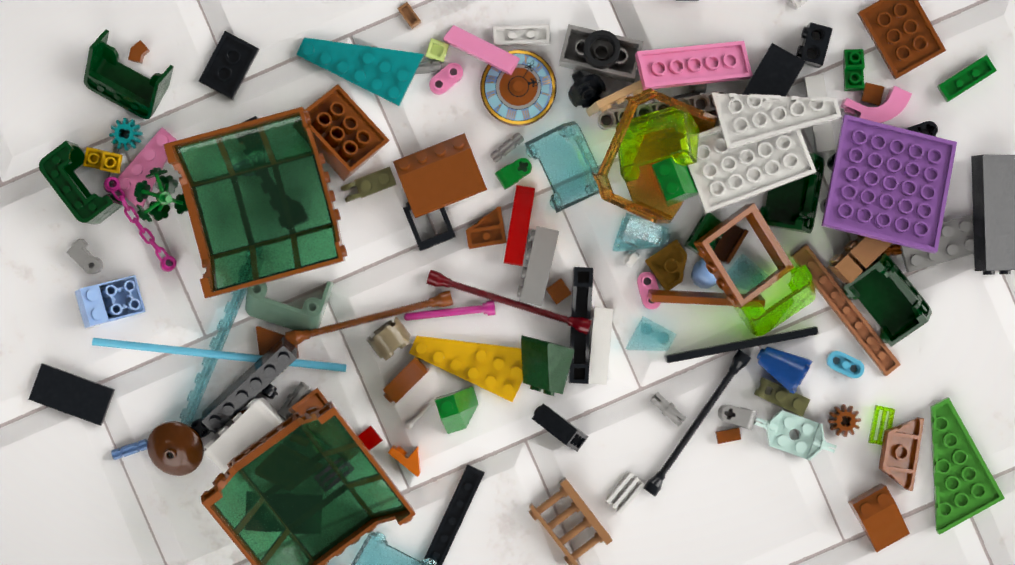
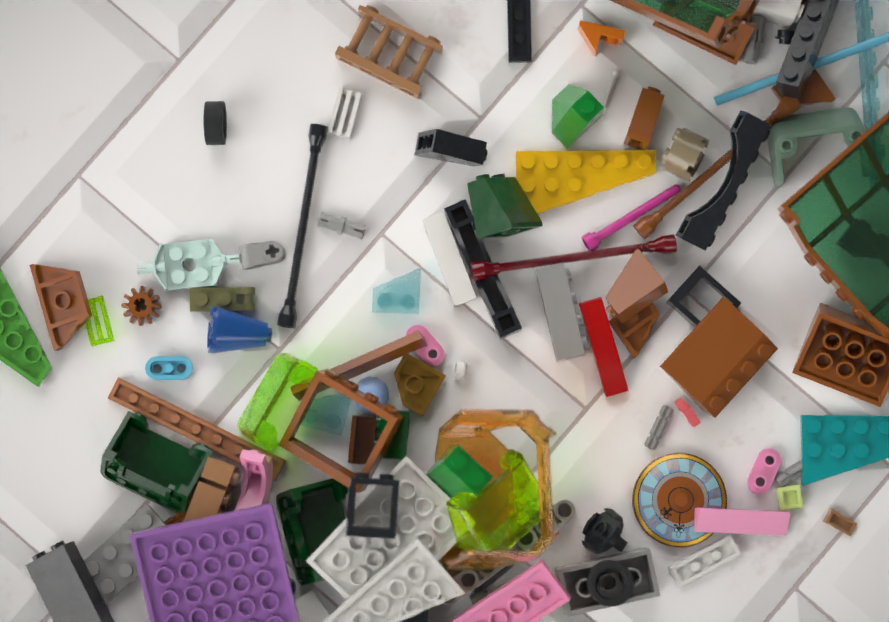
camera: 160 degrees right, 5 degrees down
(370, 184) = (788, 314): olive hinge -> none
(370, 438) = (651, 38): red tile -> none
(401, 281) = (746, 137): none -> black arch
(476, 256) = (634, 288): none -> slope
(481, 148) = (686, 409): none -> coral tile
(511, 175) = (640, 400): green piece -> none
(558, 291) = (524, 296): dark orange tile -> none
(566, 164) = (584, 441): clear light blue windscreen -> none
(618, 97) = (563, 541): tan wing -> none
(639, 234) = (469, 394): clear light blue slope -> none
(726, 531) = (215, 123): none -> black tyre
(728, 435) = (261, 229): dark orange piece -> none
(737, 345) = (295, 334): black tile -> none
(758, 169) = (371, 531): none -> black window
(822, 247) = (257, 479): none -> bright pink arch
(879, 517) = (53, 219): dark orange slope -> none

